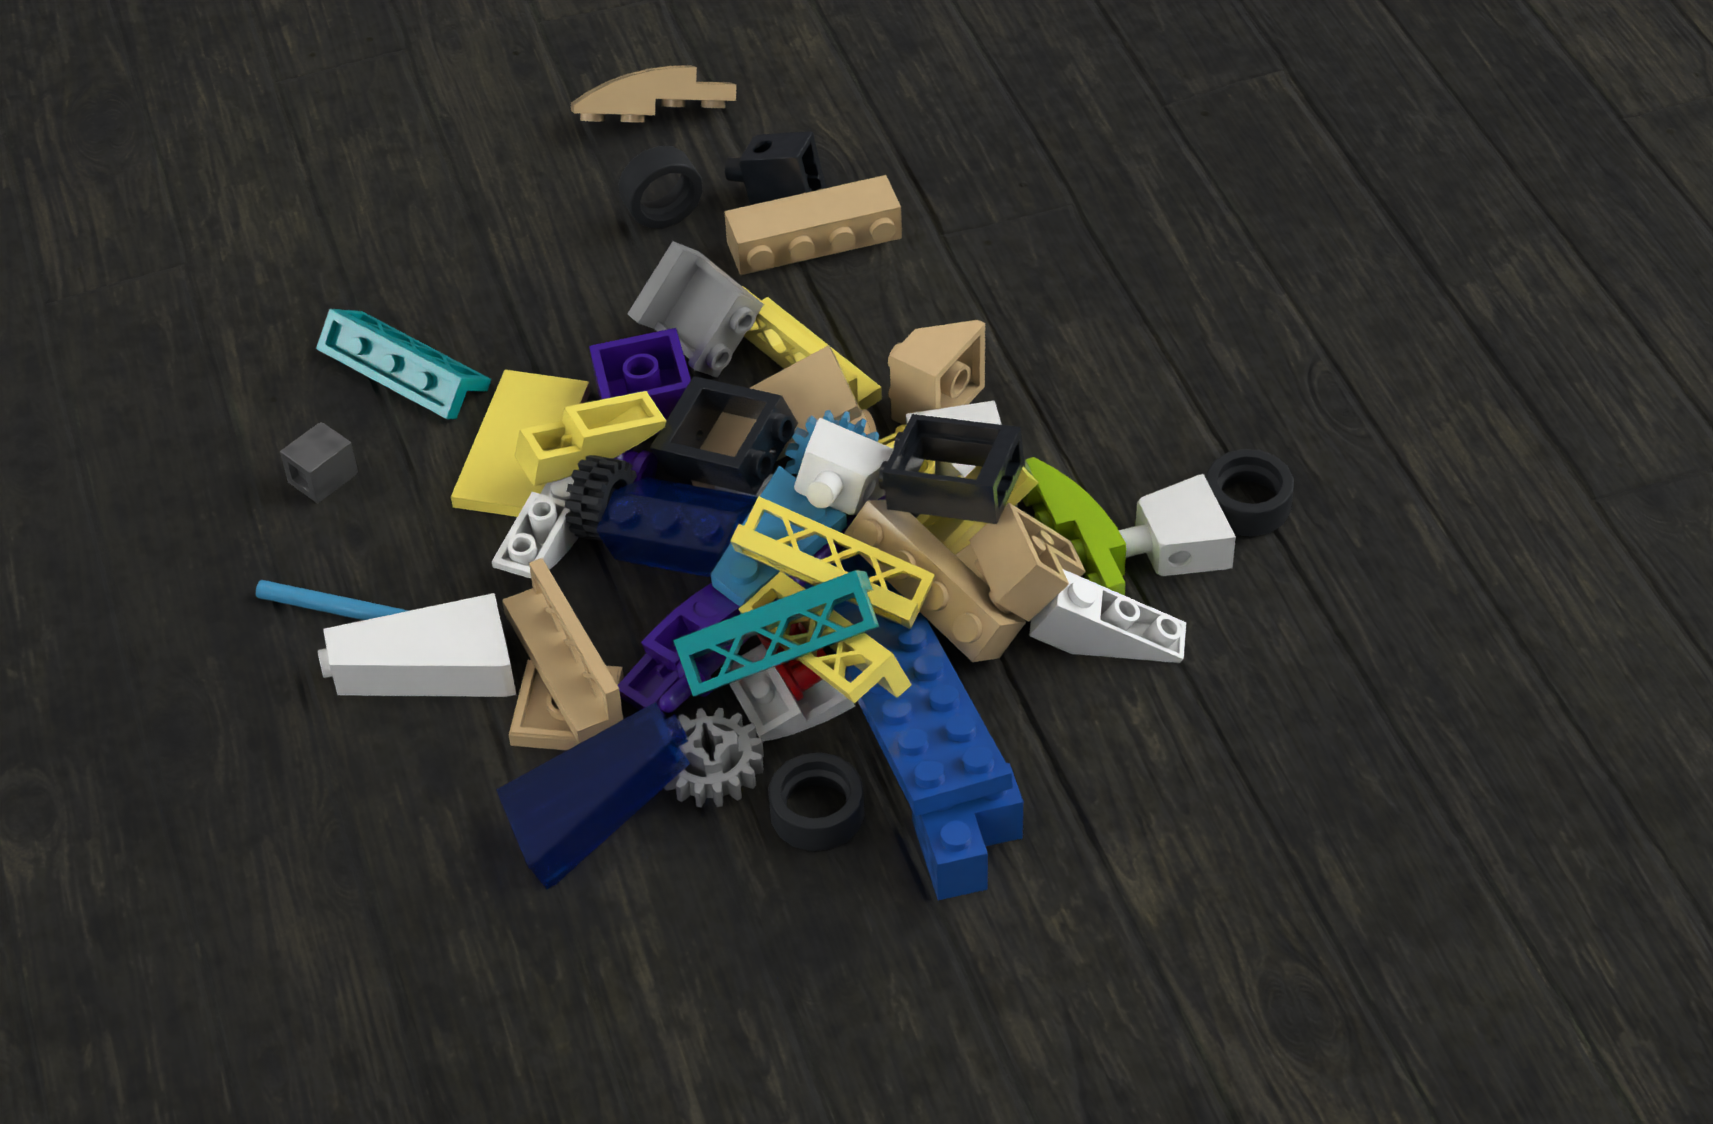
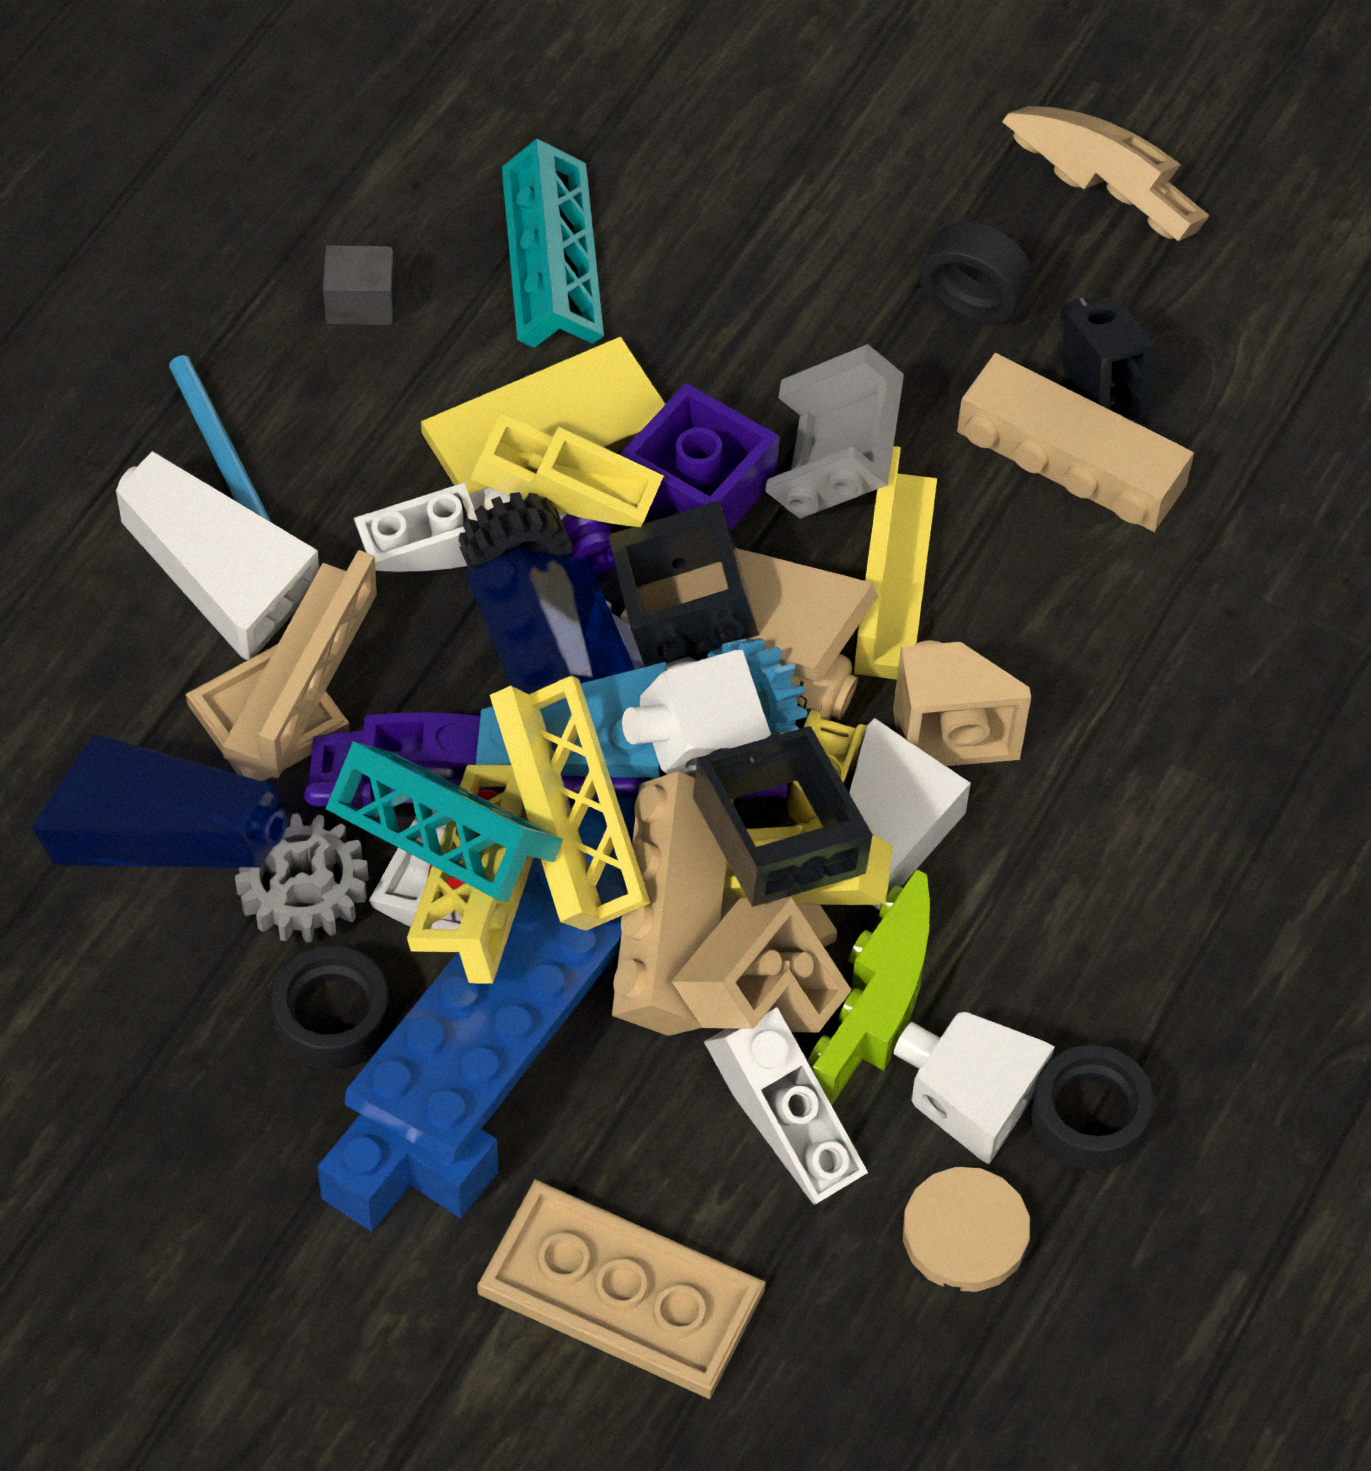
camera: 45 degrees right, 10 degrees up
(1150, 786) = (622, 1288): none -> tan tile
(1268, 600) = (966, 1229): none -> tan tile

